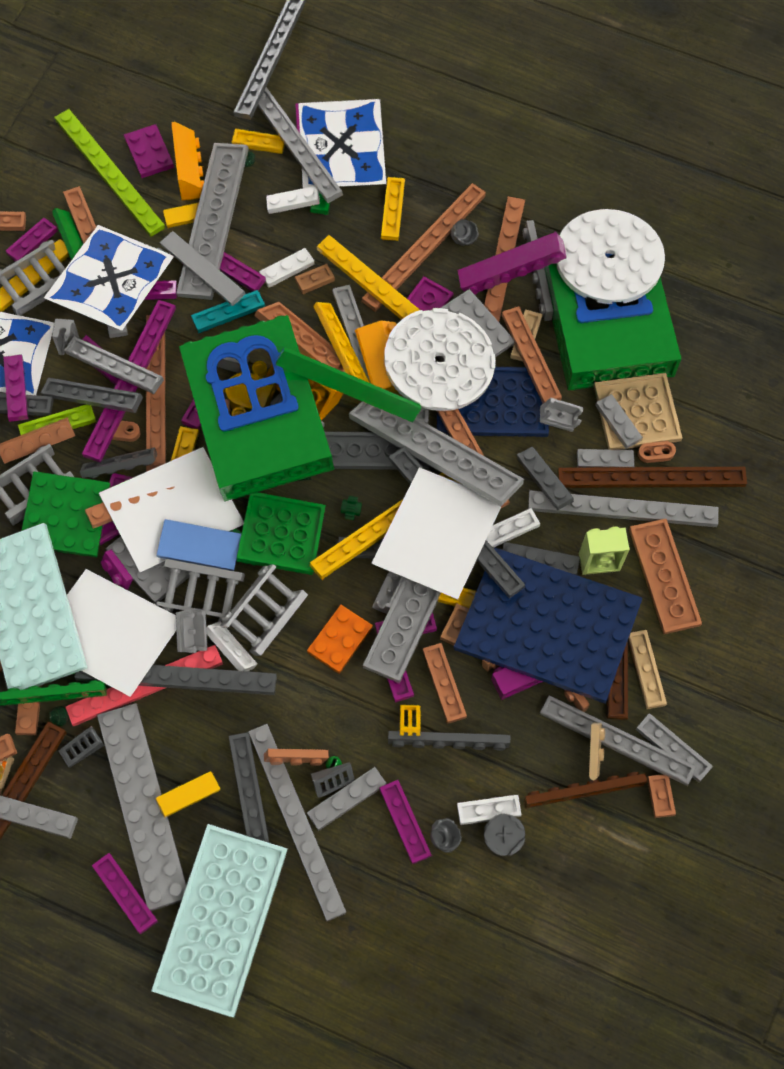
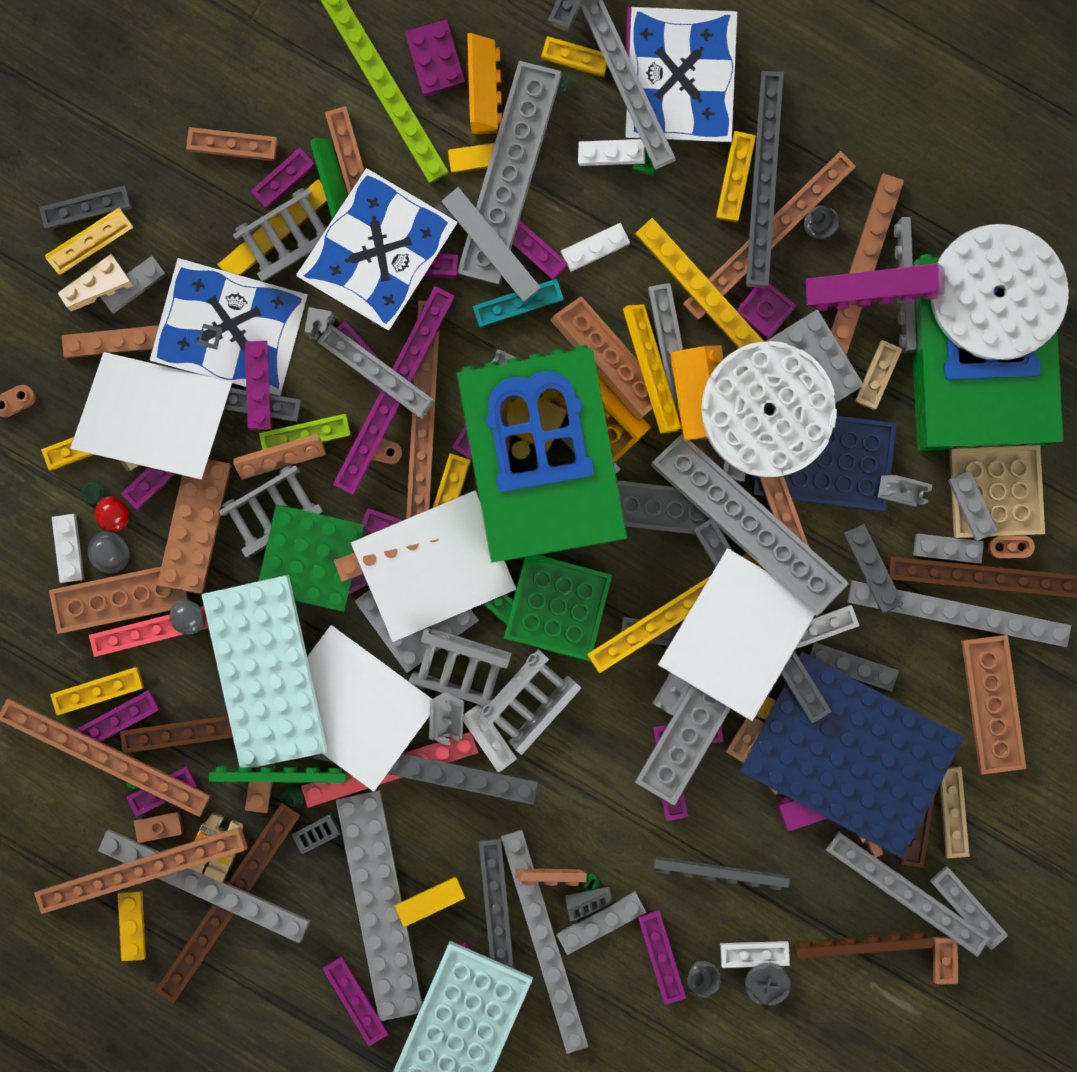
camera: 10 degrees right, 20 degrees up
(92, 395) = (348, 409): dark grey plate -> none
(116, 570) = (369, 639): magenta plate -> none
(125, 461) = (376, 498): dark grey plate -> none
(198, 545) = (462, 616): medium blue tile -> none
(314, 278) = (628, 268): medium nougat plate -> none
(340, 639) = (612, 738): orange plate -> none
(348, 384) = (655, 444): green tile -> none
(351, 507) = (641, 582): dark green gear -> none
(410, 729) = (679, 863): yellow tile -> none
(415, 207) = (764, 179): none -> dark grey plate
(444, 683) = (723, 805): nougat plate -> none
(531, 354) = (880, 408): nougat plate -> none
(596, 752) = (882, 909): tan hinge -> none
(603, 550) = (928, 676): yellowish green brick -> none

